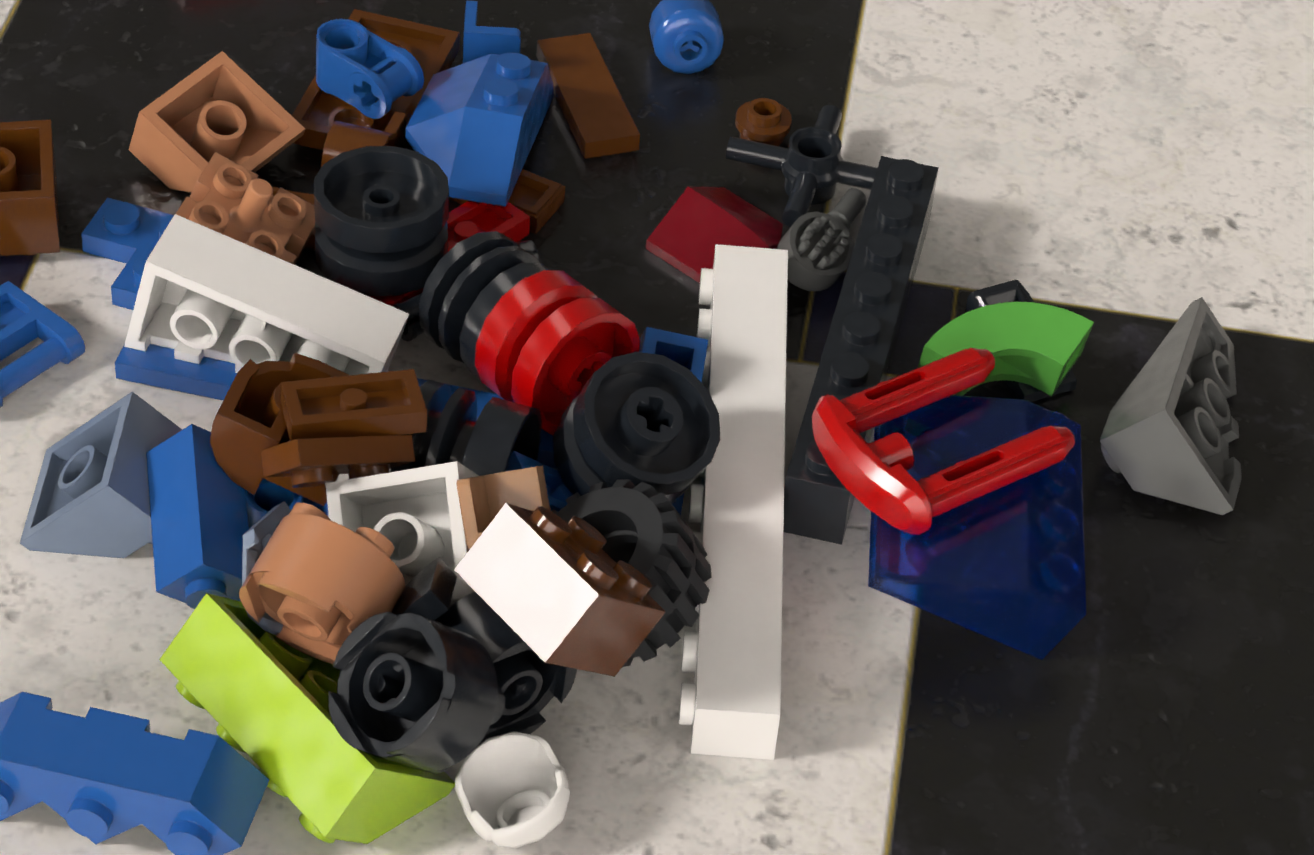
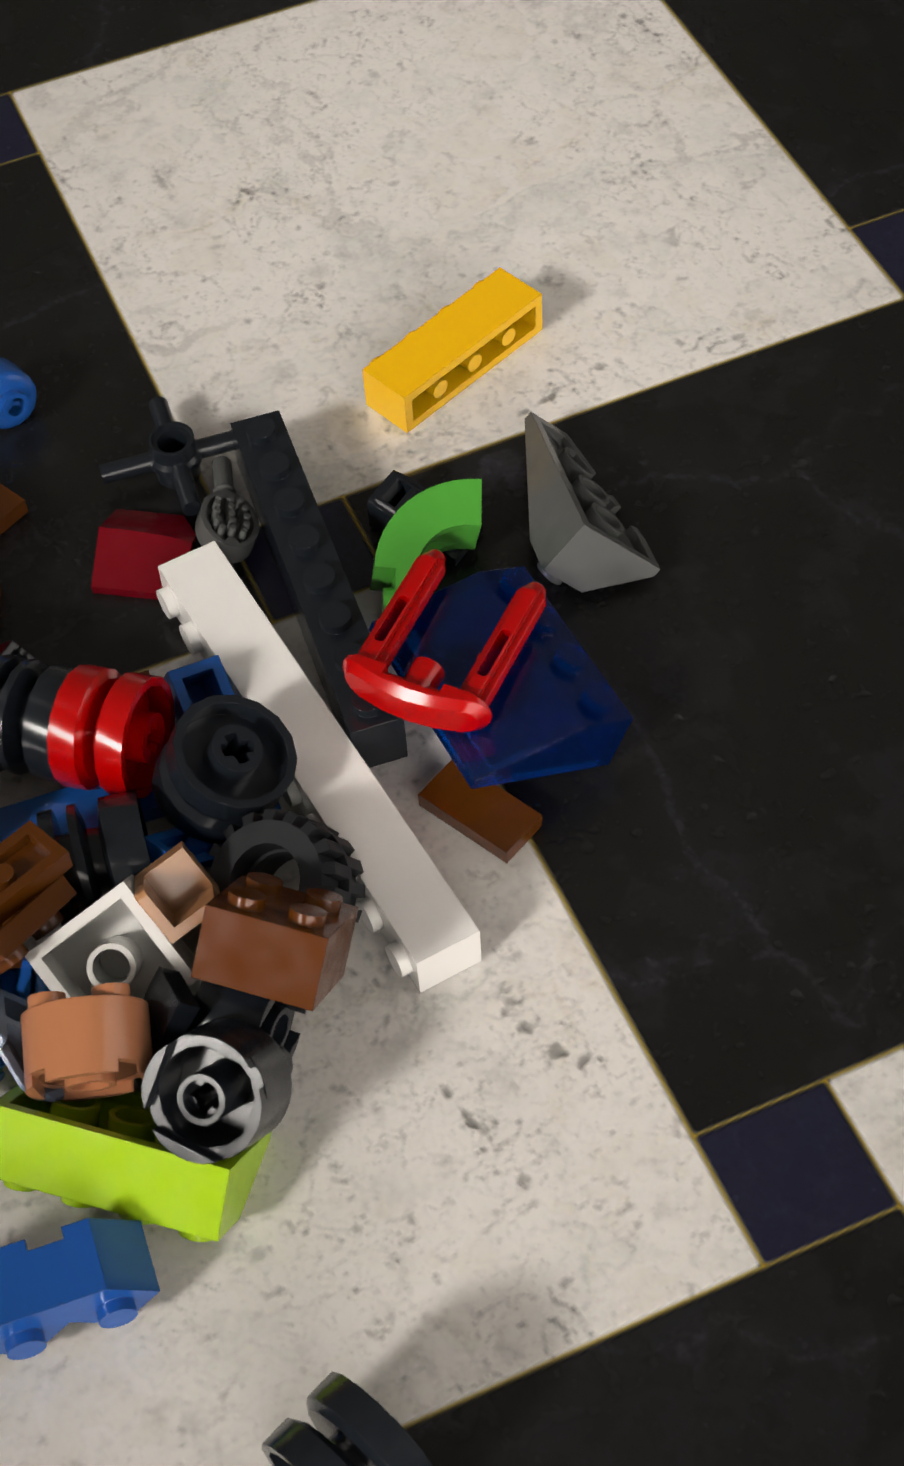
camera: 25 degrees left, 10 degrees up
(513, 789) = (329, 1111): white hair -> none
(763, 121) = (109, 437): reddish brown plate -> none
(874, 629) = (482, 814): none -> reddish brown tile
(1169, 208) = (452, 349): none -> yellow brick

